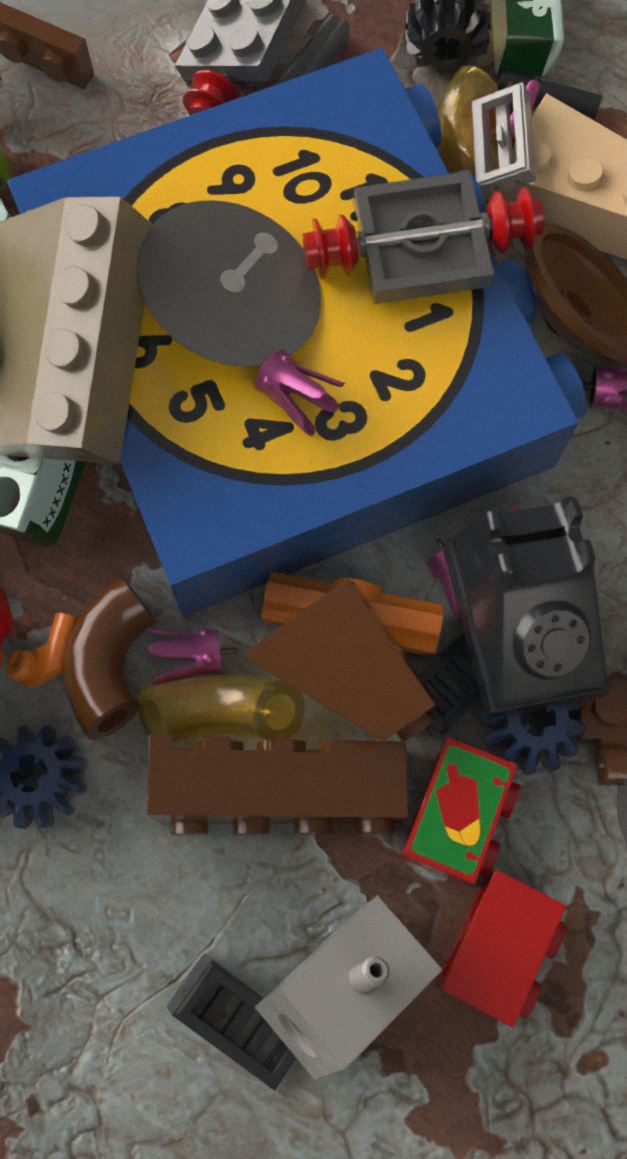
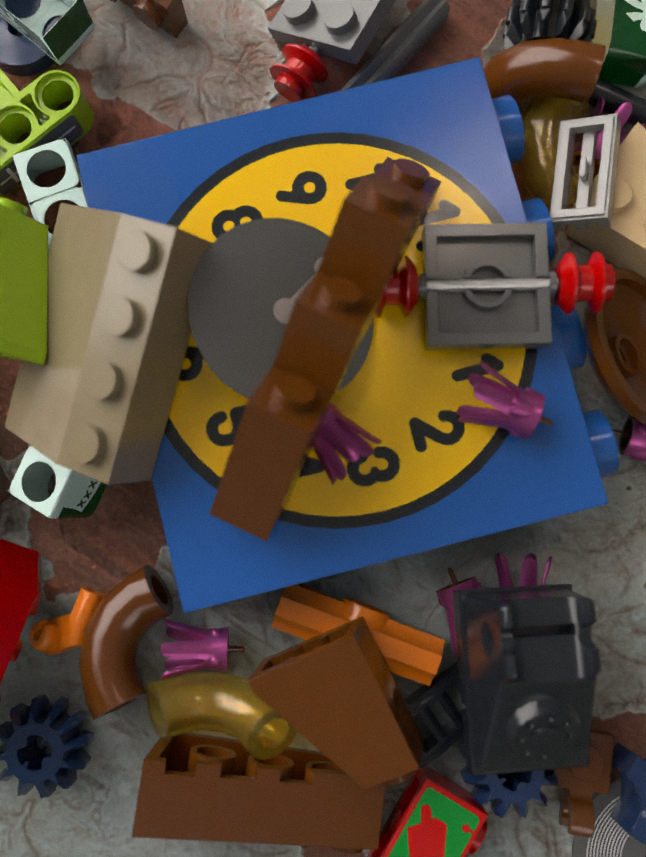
camera: 10 degrees right, 10 degrees up
(273, 273) = (320, 344): none -> reddish brown arch
(451, 57) = (546, 69): none -> reddish brown cylinder
(472, 336) = (518, 407): none -> flat silver piece

